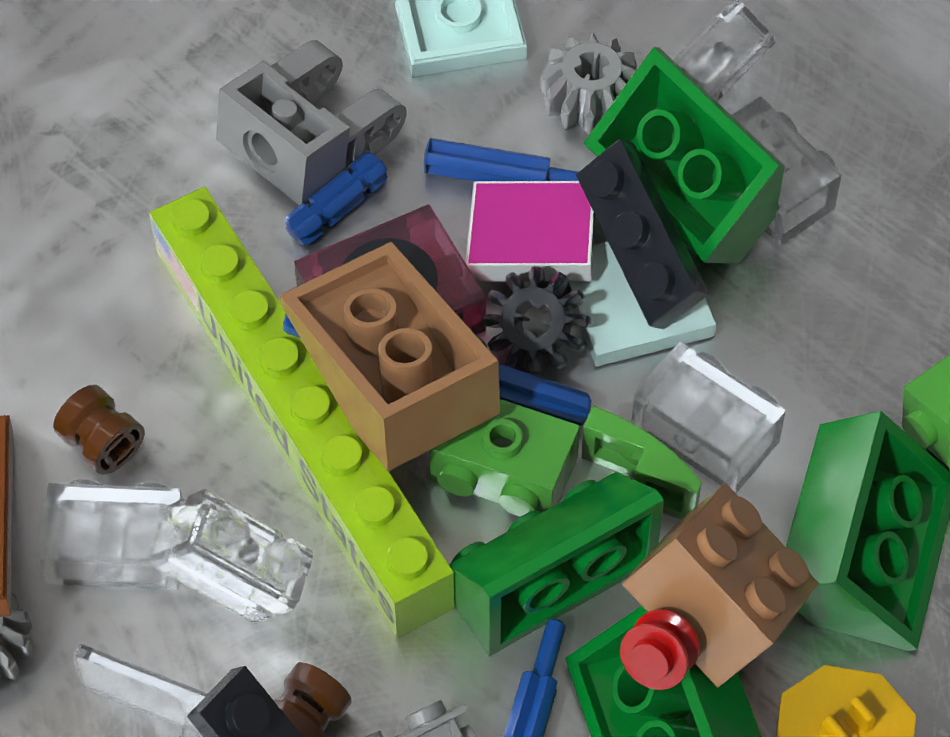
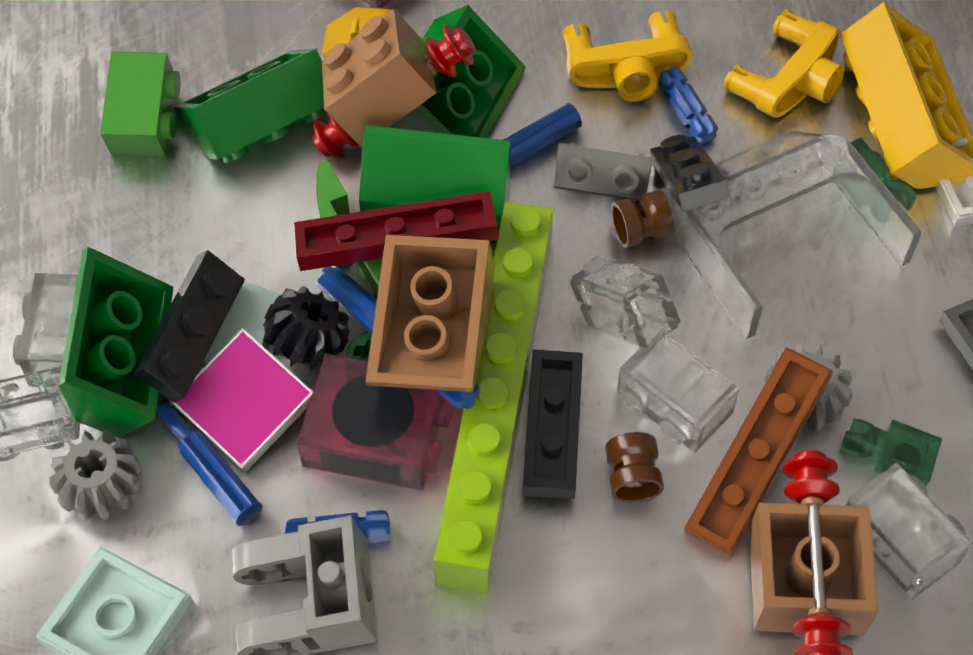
camera: 140 degrees left, 0 degrees up
(218, 422) = (553, 424): none -> black plate
(523, 437) = (363, 234): none -> dark red plate
(708, 416) = (266, 213): clear brick -> none

